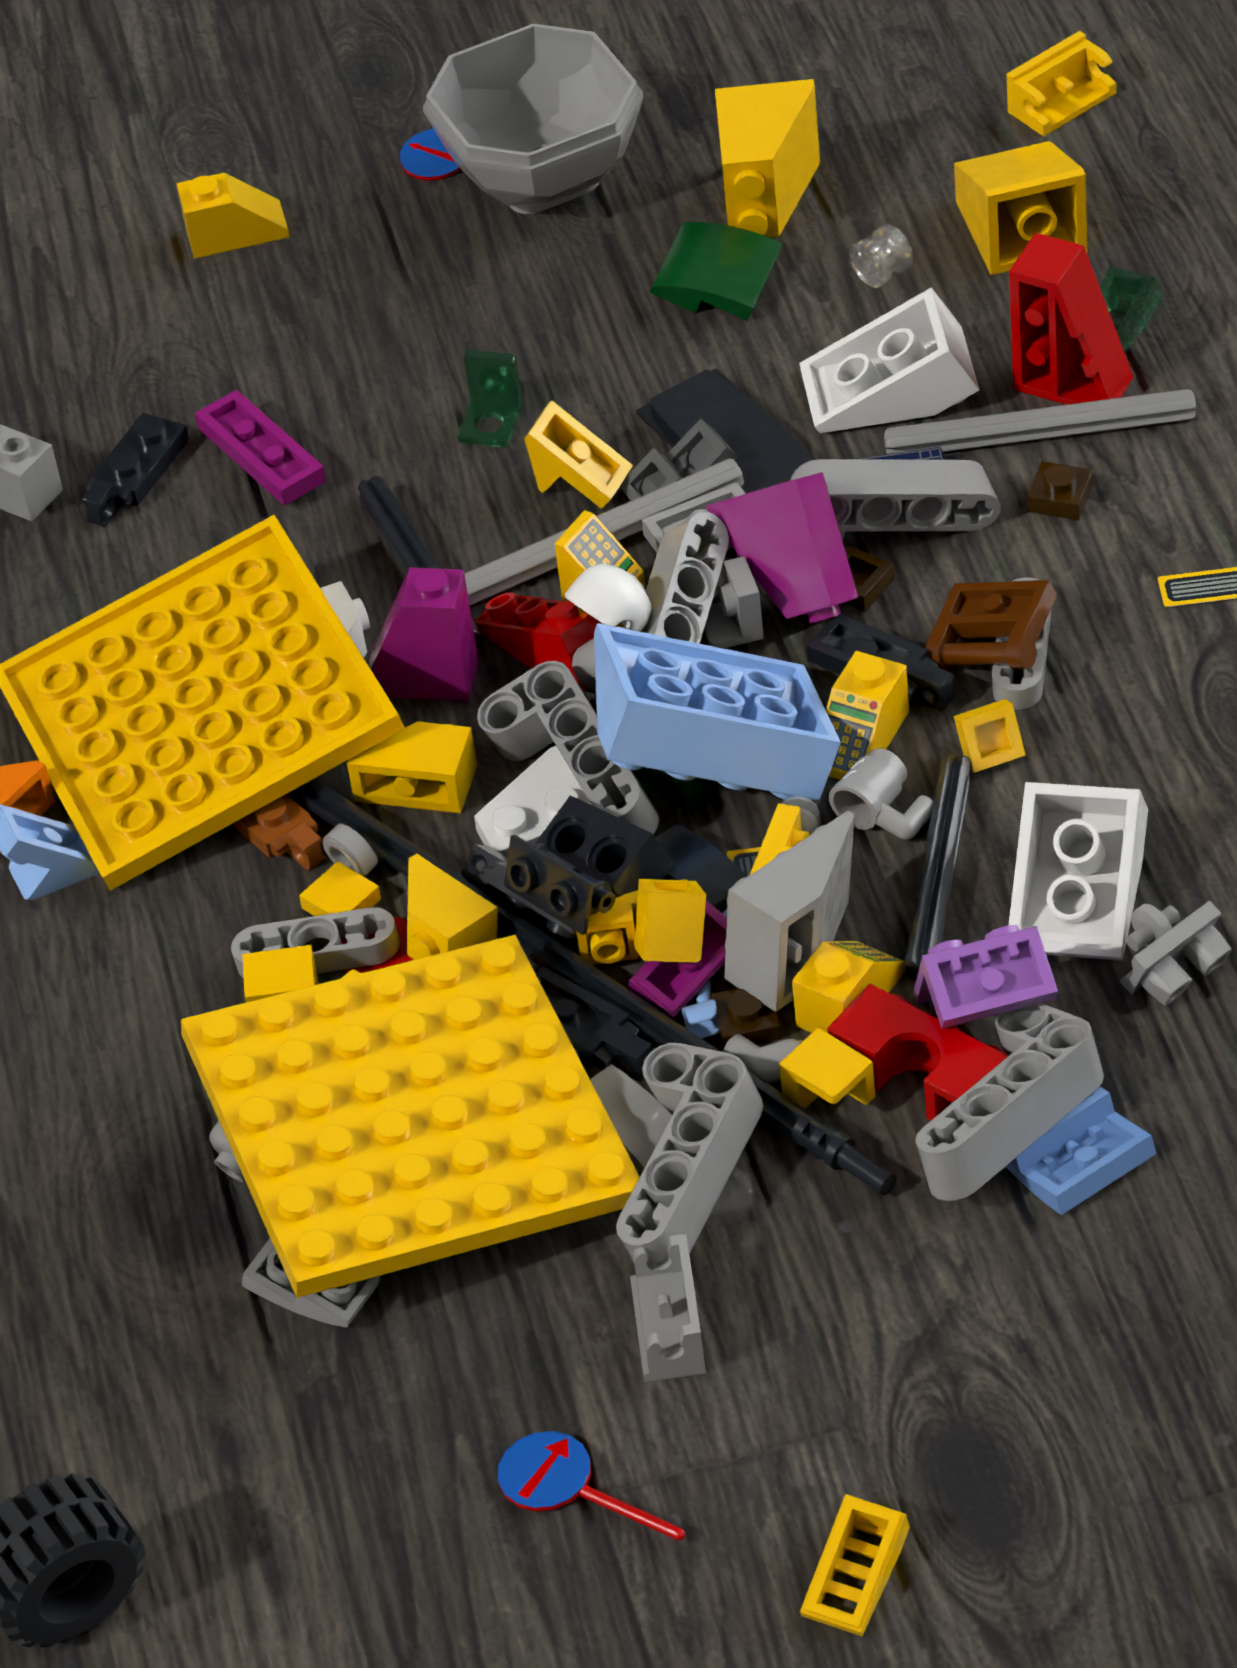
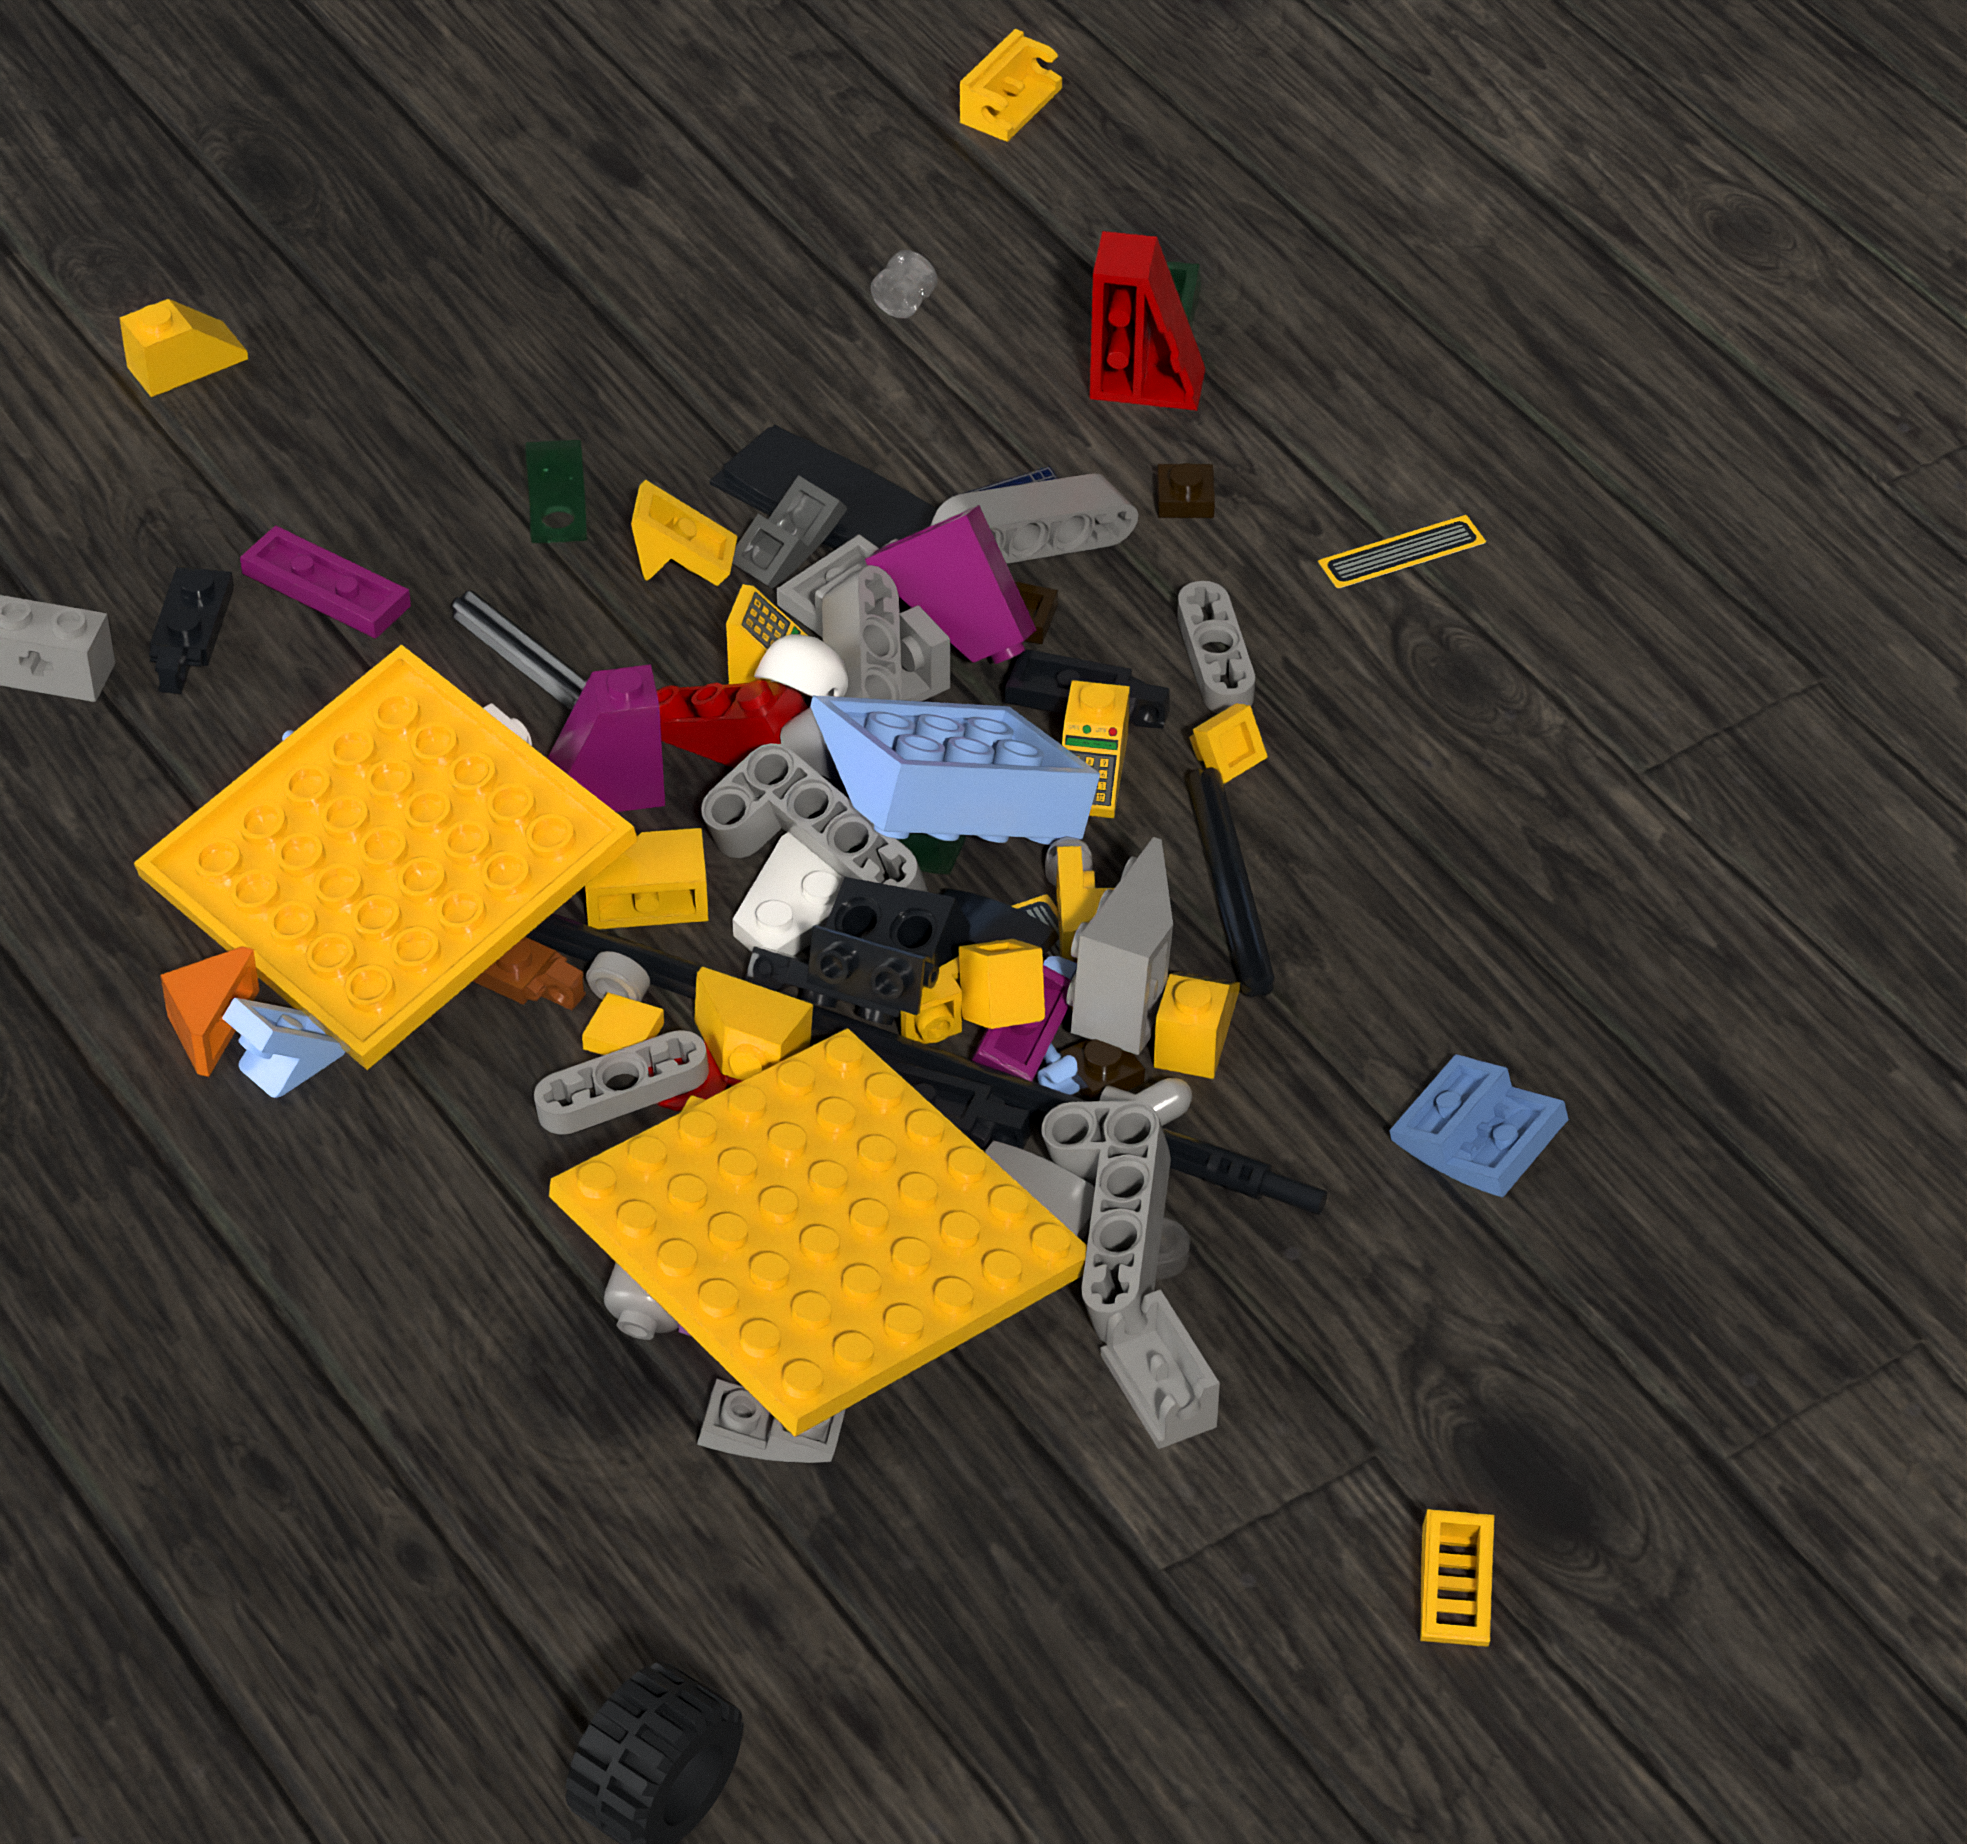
camera: 25 degrees left, 0 degrees up
(278, 971) = (604, 1120): yellow panel -> none
(427, 157) = (380, 246): blue piece -> none
(535, 114) = (492, 189): light grey rock -> none
(554, 1470) = (1109, 1559): blue piece -> none
(620, 522) = (710, 624): light grey axle -> none
(716, 266) = (734, 319): dark green slope -> none
(767, 151) = (739, 198): yellow slope -> none
(827, 1070) = (1220, 1099): yellow panel -> none
(871, 789) = (1133, 820): light grey piece -> none
(891, 369) = (965, 396): white slope -> none
(908, 1039) = (1266, 1055): red arch -> none
(985, 976) = (1349, 978): medium lavender bracket -> none
(991, 610) = (1187, 619): reddish brown plate -> none
(1021, 194) = (1030, 210): yellow slope -> none
(1043, 1078) = (1437, 1065): light grey beam -> none
(1044, 422) = (1139, 426): light grey axle -> none
(1079, 867) = (1377, 859): white slope -> none
(1157, 964) = (1483, 904): light grey hips -> none

